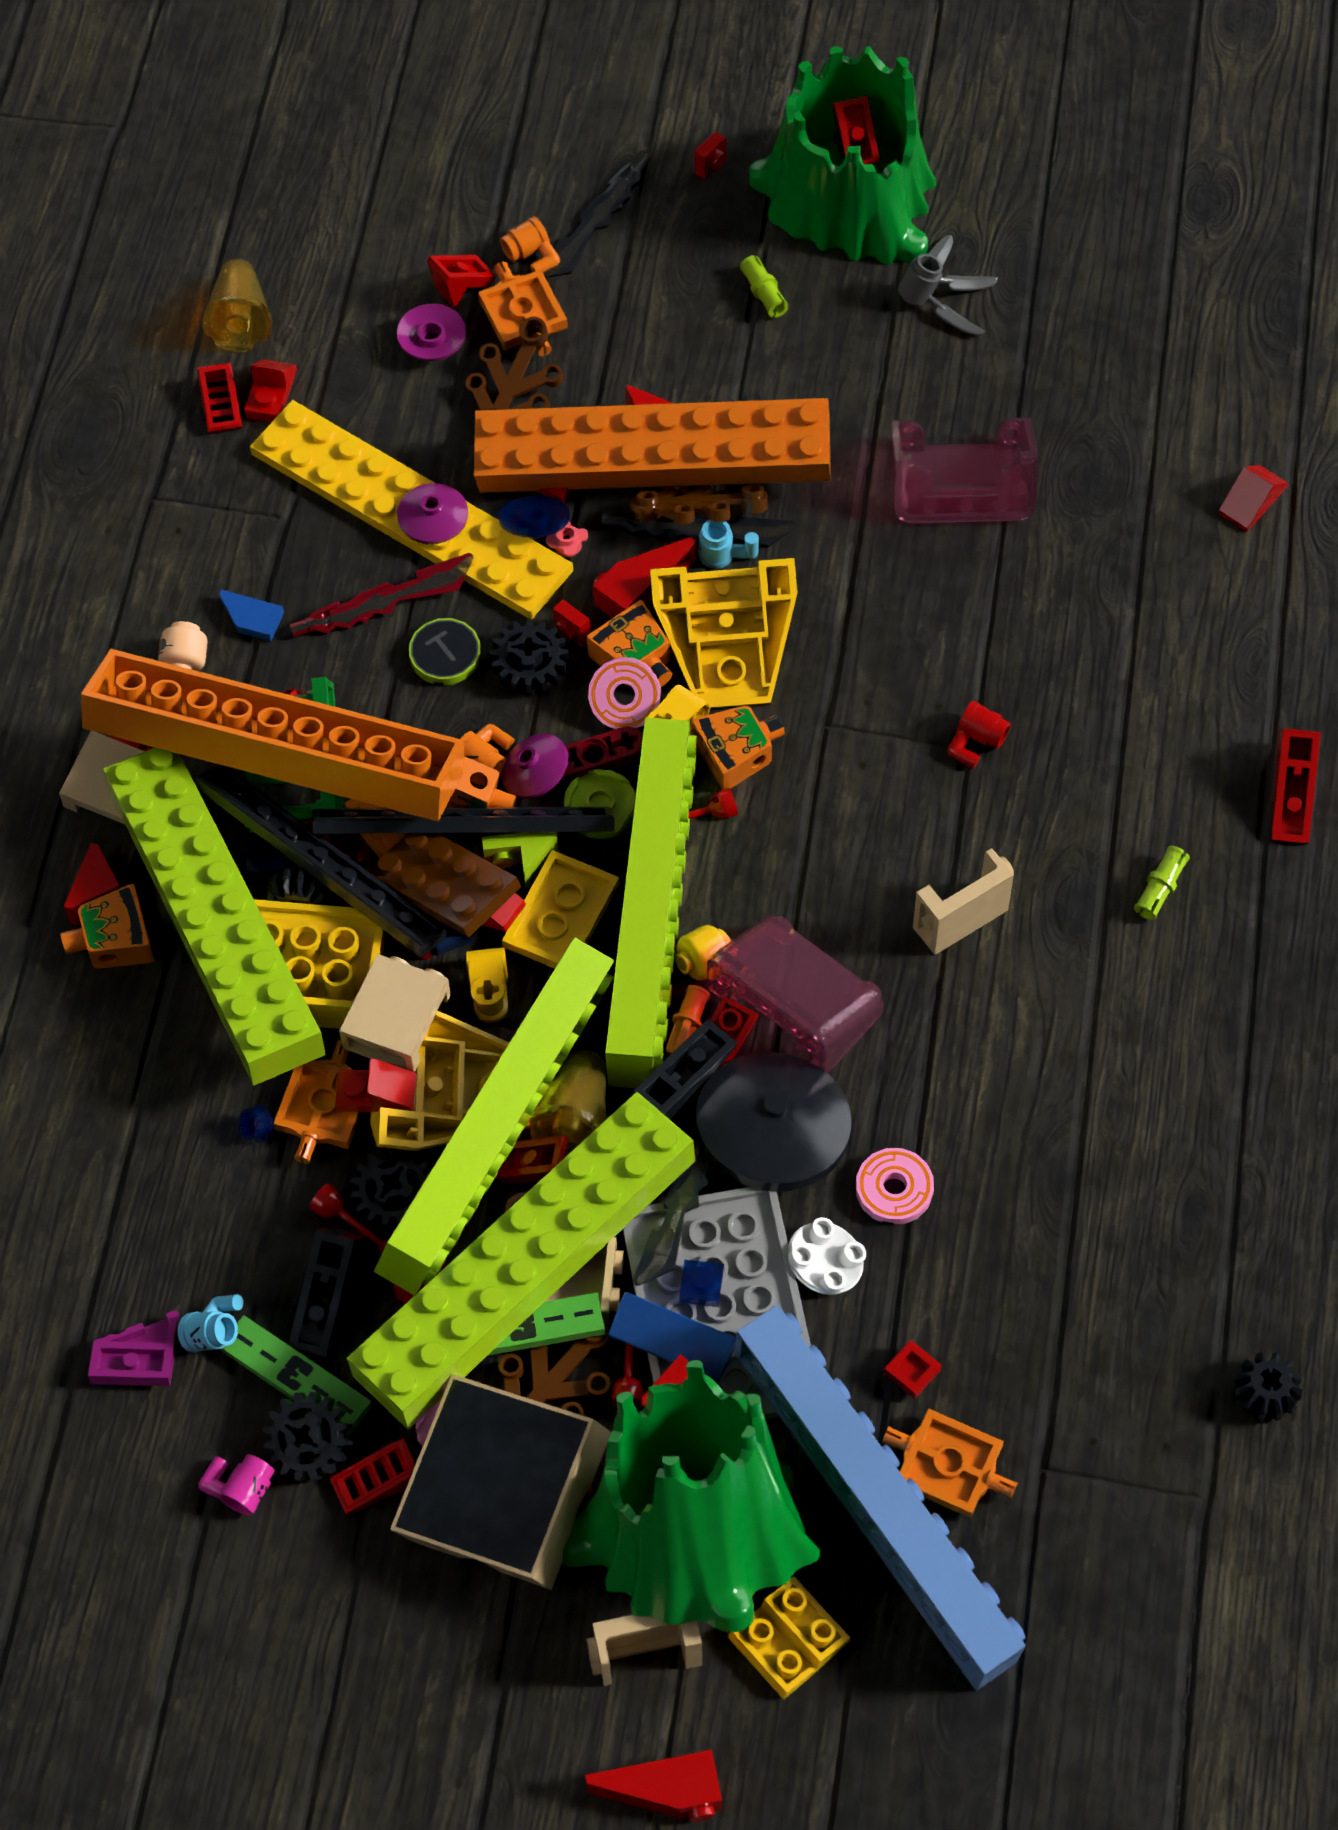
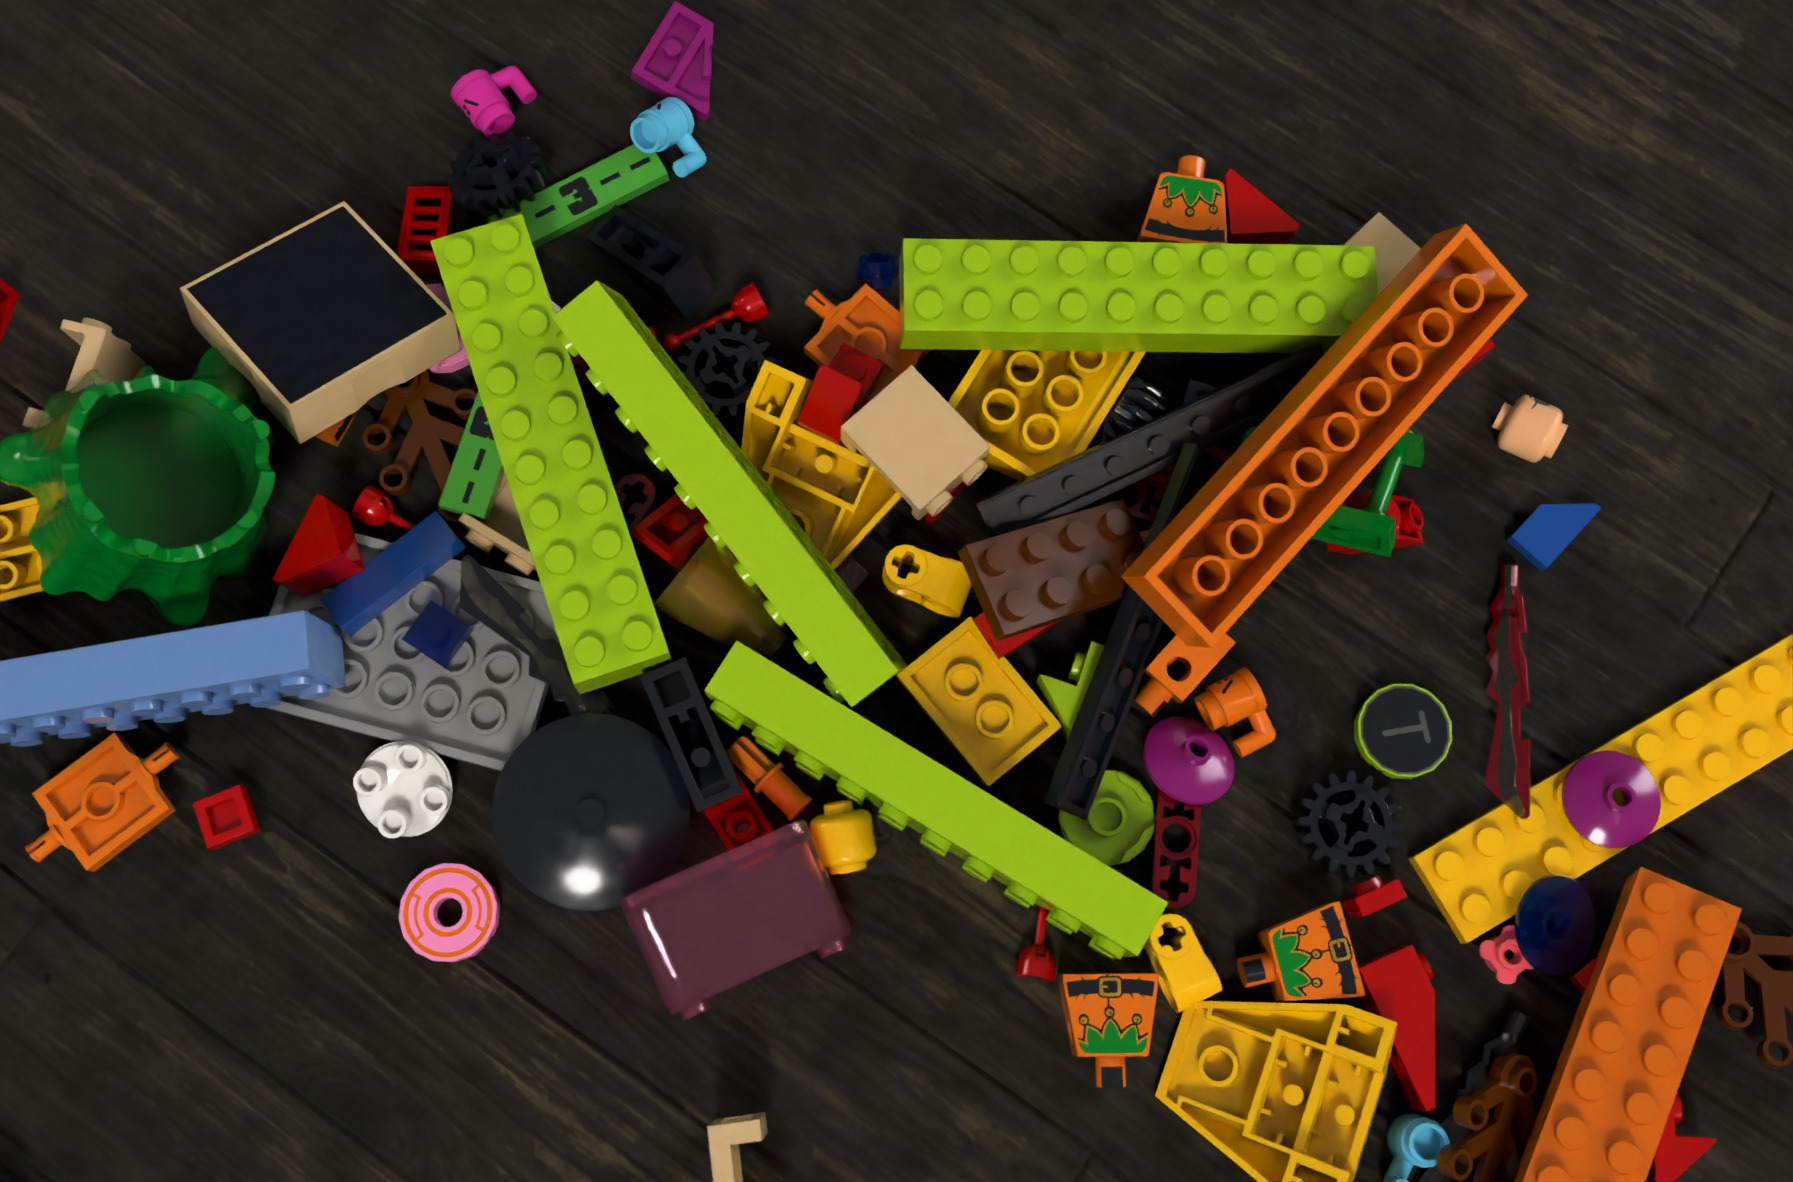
camera: 110 degrees right, 15 degrees up
(624, 671) = (1220, 893): bright pink tile -> none

